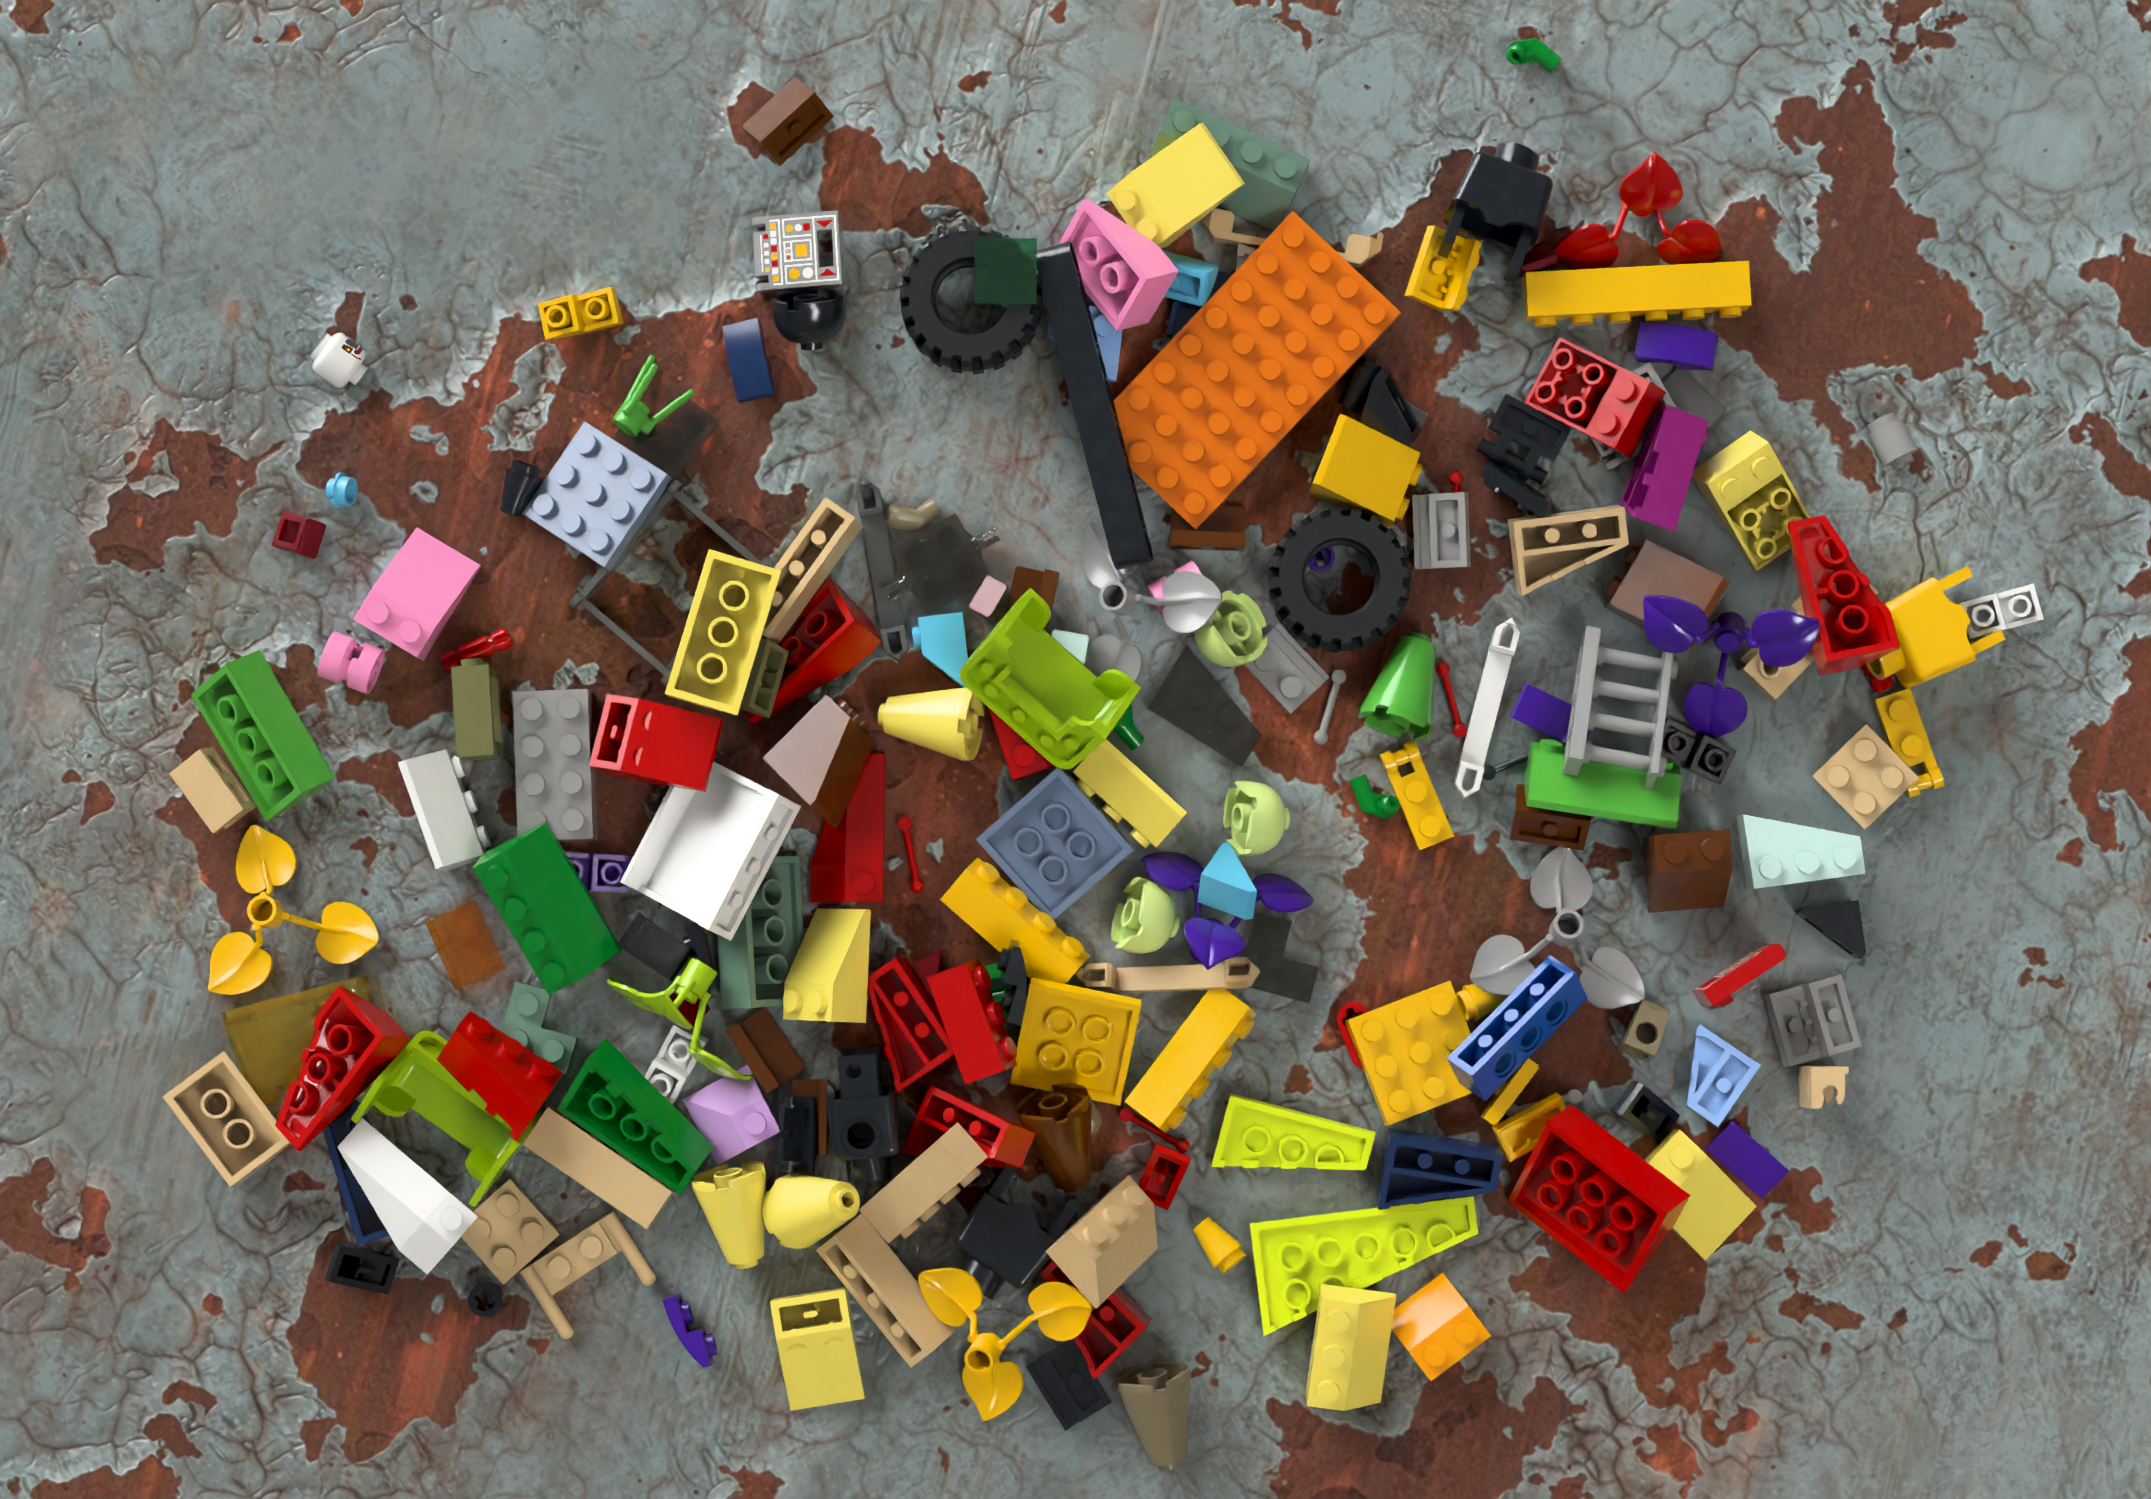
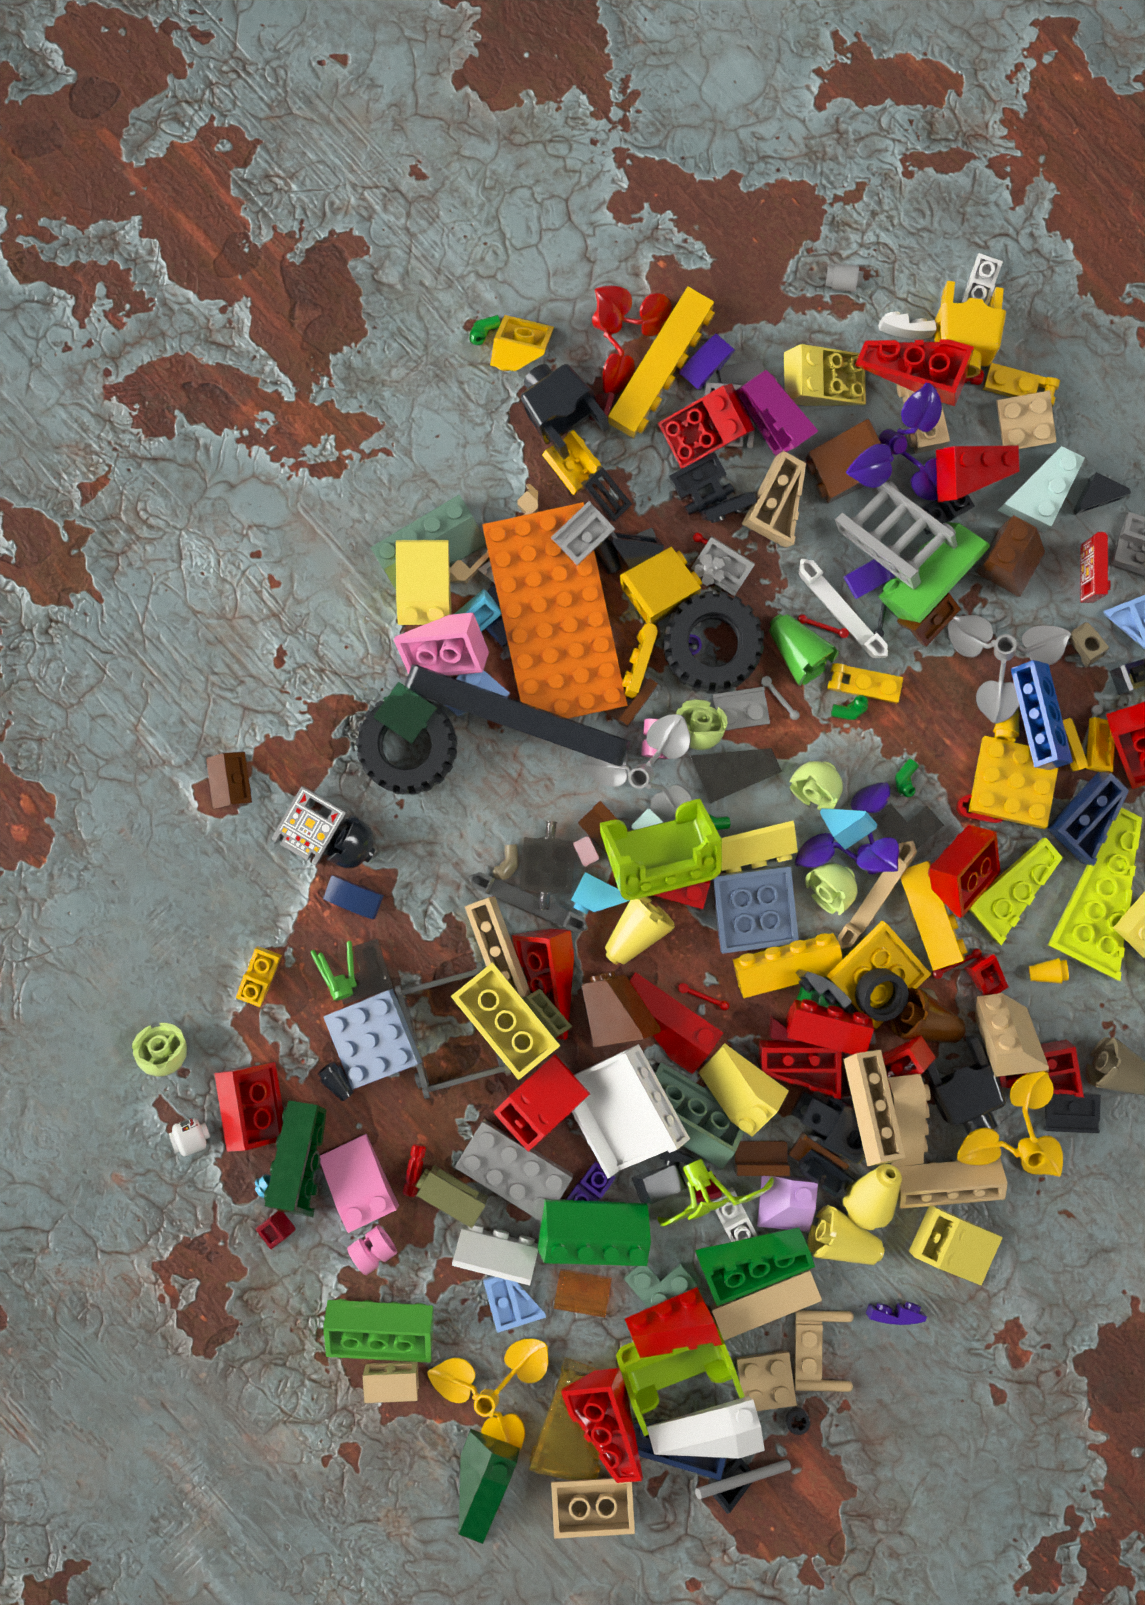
camera: 55 degrees left, 0 degrees up
(174, 972) = (484, 1478): none -> dark green wedge
(376, 1274) = (742, 1479): none -> light grey bar
(397, 503) = (296, 1159): none -> dark green wedge
(397, 867) = (510, 1304): none -> light blue wing
(418, 256) = (160, 1049): none -> yellowish green cylinder
(422, 408) = (250, 1106): none -> red slope
(911, 1127) = (874, 1108): none -> tan brick
(1053, 1031) = (893, 1006): none -> black tyre
(1259, 507) = (639, 658): none -> yellow plate
(1271, 1060) = (966, 869): none -> red slope
(1331, 919) = (903, 779): none -> green arm
(1361, 336) = (583, 533): none -> light grey plate
(1425, 518) = (710, 569): none -> light grey plant
(1438, 306) = (594, 478): none -> black tile
(1544, 107) = (519, 343): none -> yellow slope
(1758, 747) = (972, 468): none -> red wedge
(1877, 544) = (898, 325): none -> white slope

